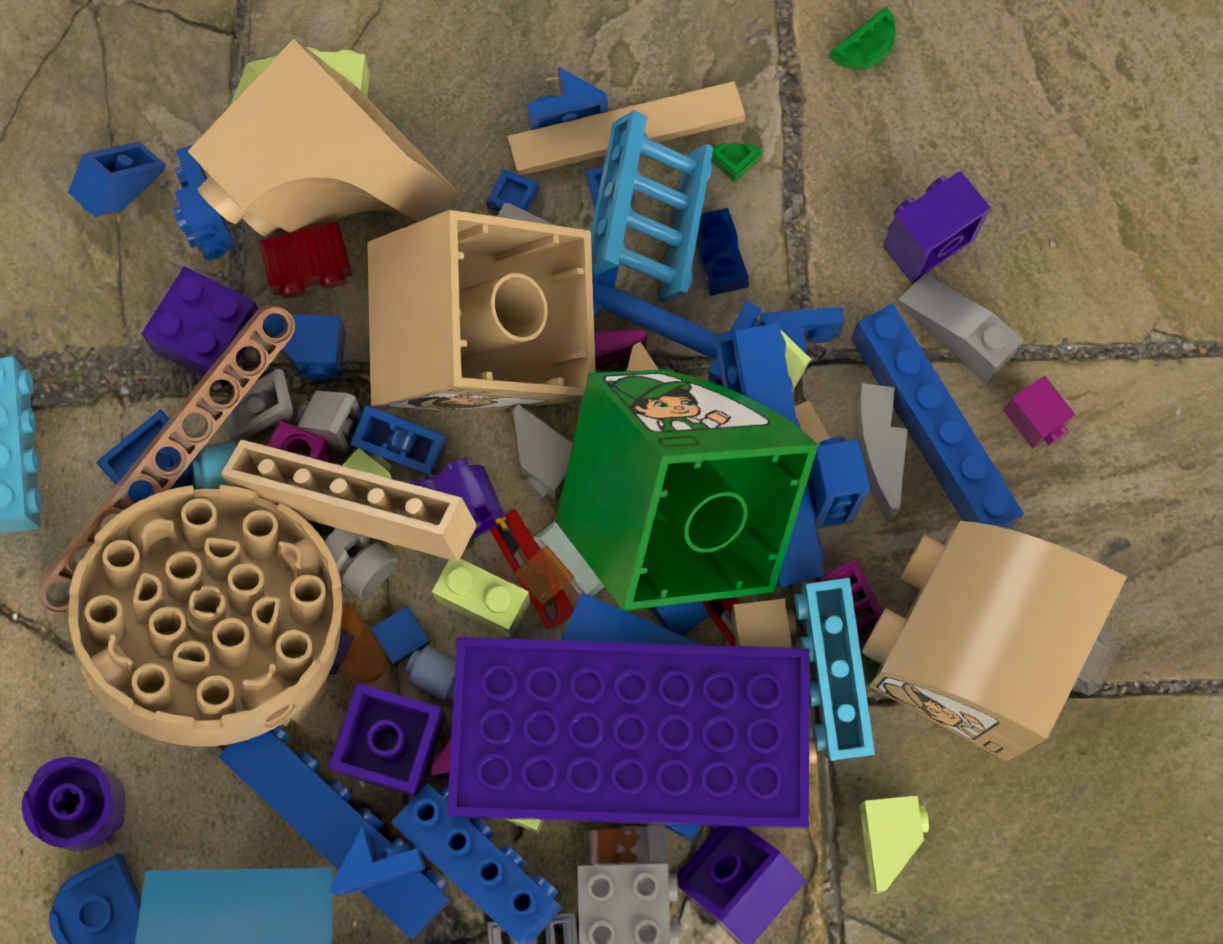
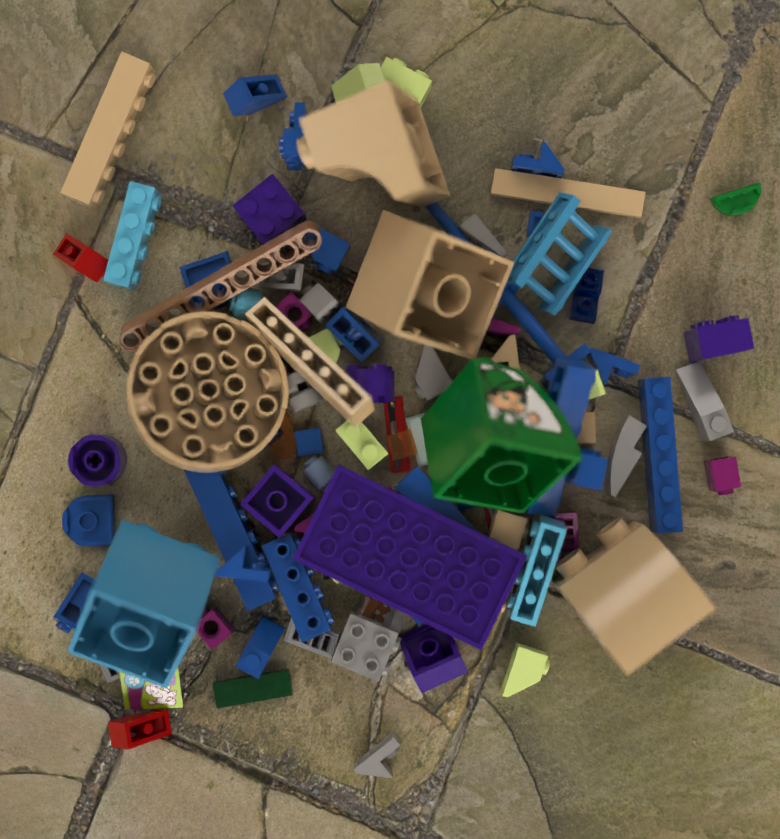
camera: 25 degrees right, 15 degrees up
(305, 260) = (344, 196): dark red brick -> none
(514, 190) = (482, 205): blue tile -> none
(735, 158) = (623, 240): green tile -> none

